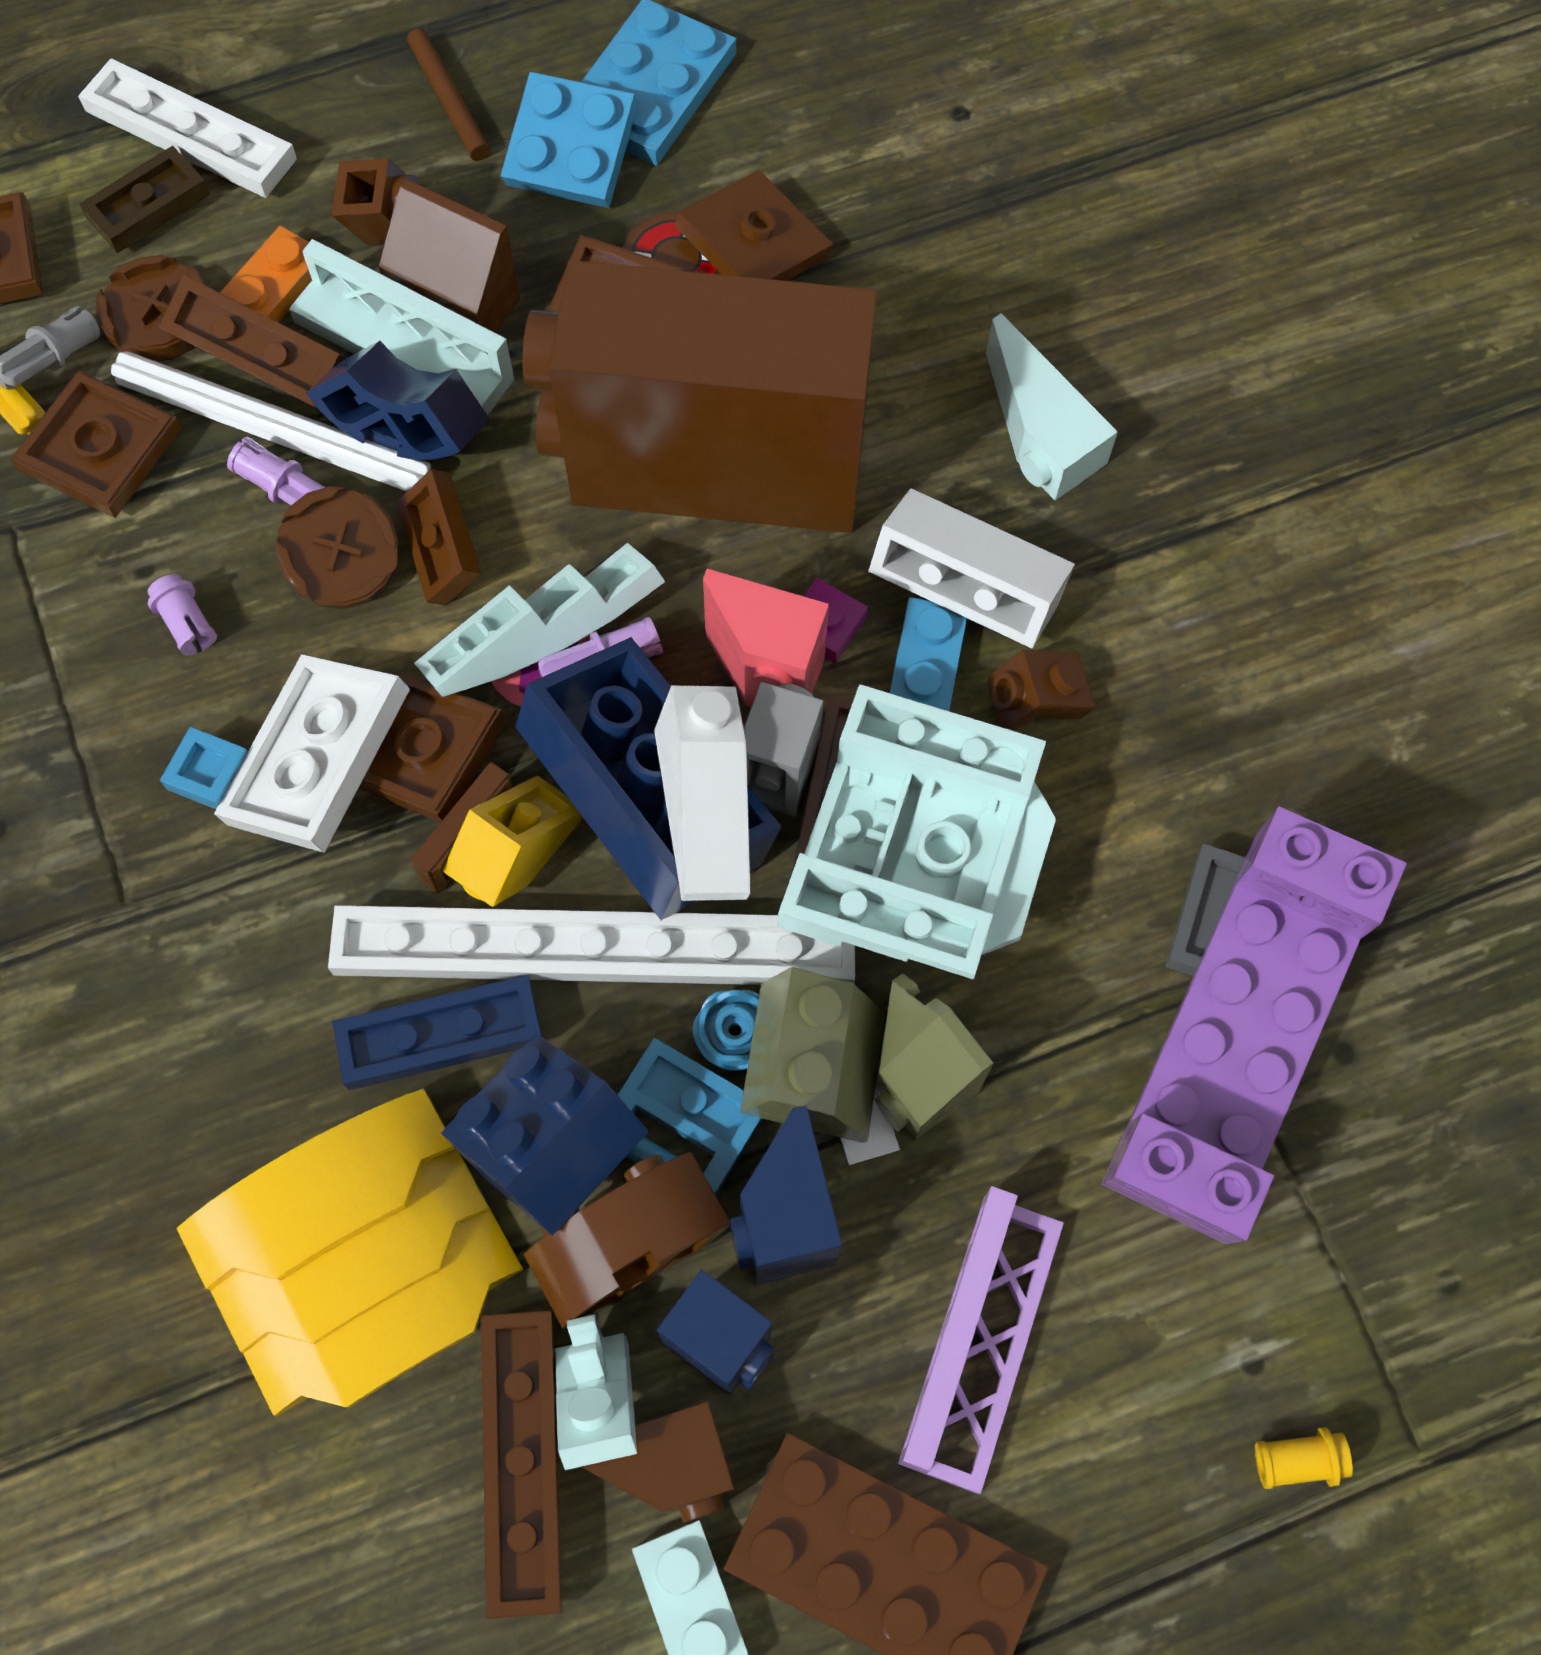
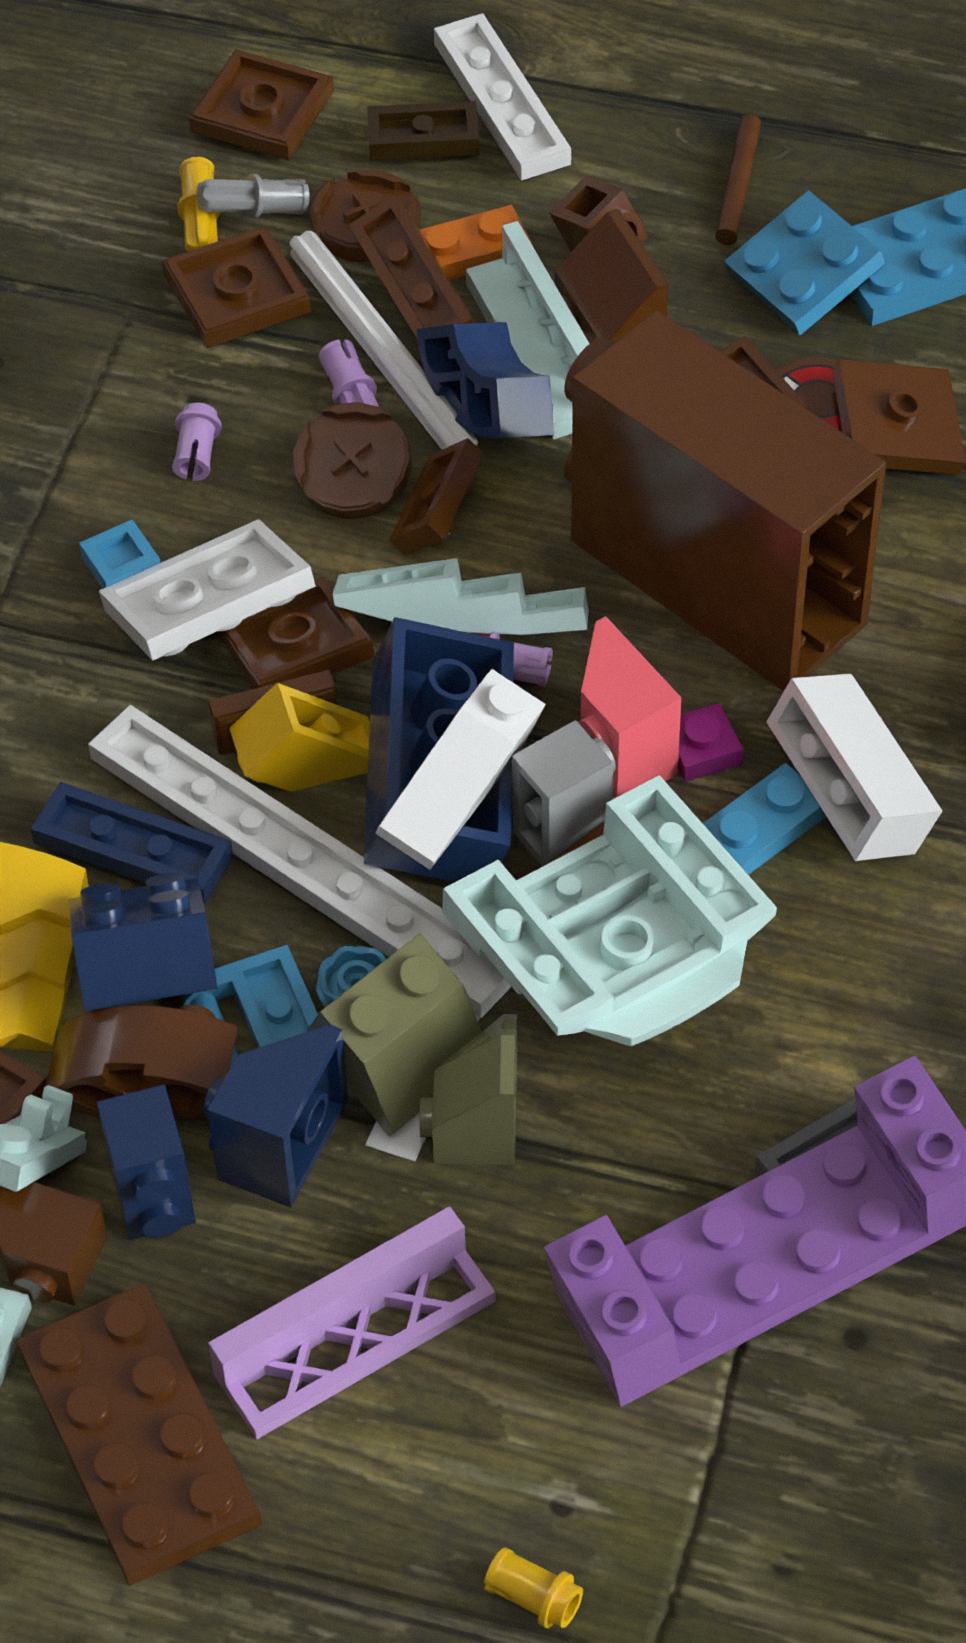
camera: 40 degrees right, 15 degrees down
(1040, 686) = (839, 895): reddish brown bracket -> none

